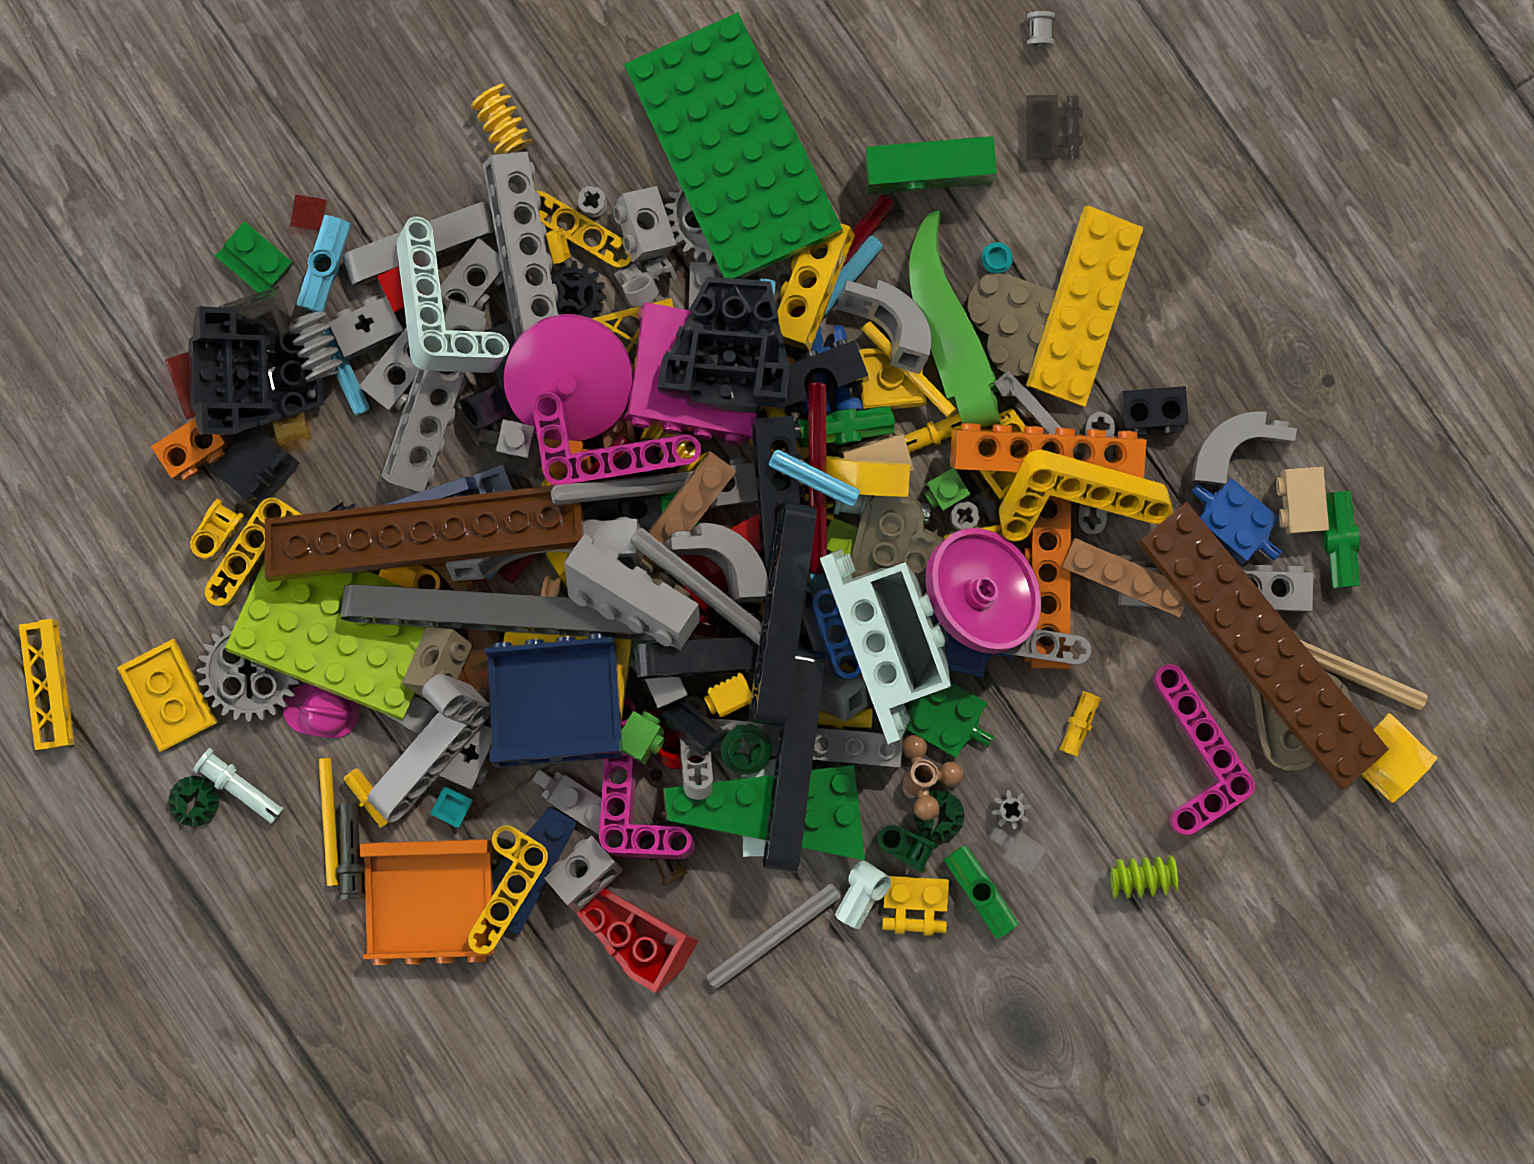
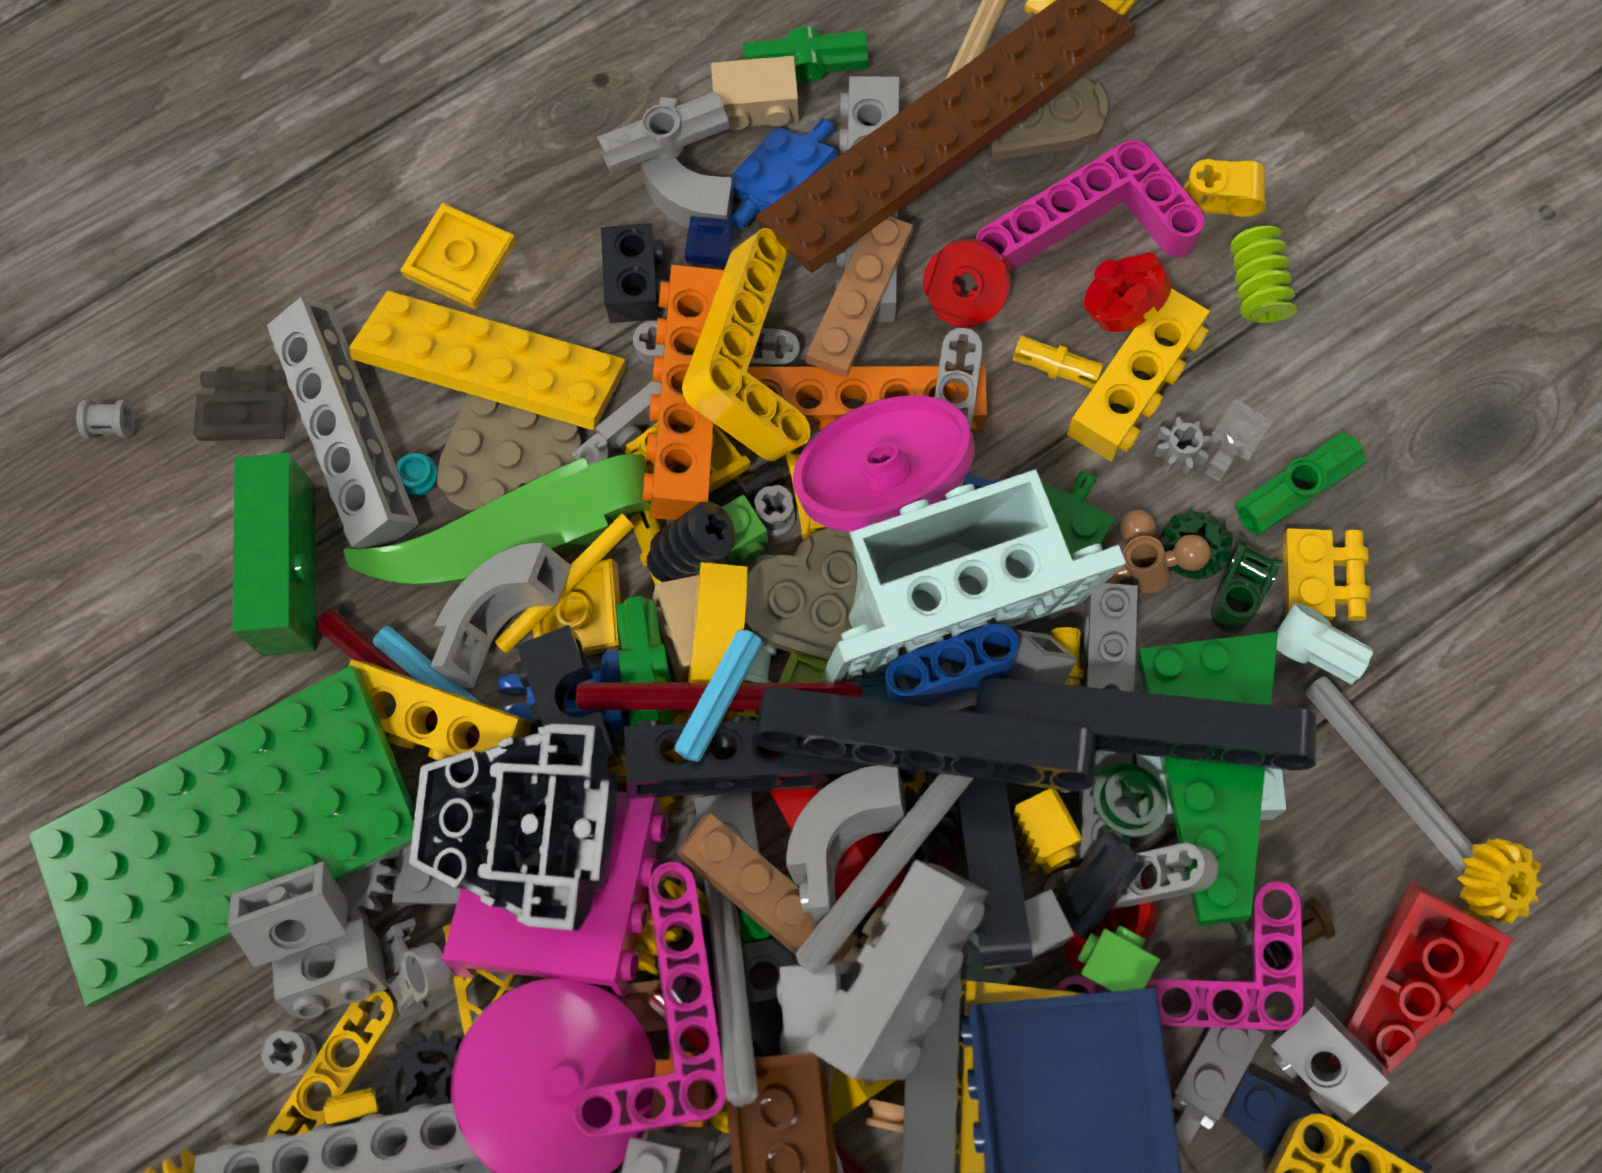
camera: 85 degrees left, 15 degrees down
(676, 199) = (288, 914): none -> light grey brick
(697, 996) = (1500, 880): none -> yellow gear
(931, 457) = (693, 538): none -> black piece
(1032, 203) = (342, 425): none -> light grey brick
(1113, 804) = (1107, 431): none -> yellow brick
(1143, 767) = (1138, 279): none -> red plate
(1150, 668) = (945, 294): none -> red plate
(1174, 278) = (458, 256): none -> yellow tile
(1177, 467) = (708, 241): none -> clear blue tile
(1220, 864) = (1229, 187): none -> yellow piece
(1249, 411) = (641, 139): none -> light grey piece

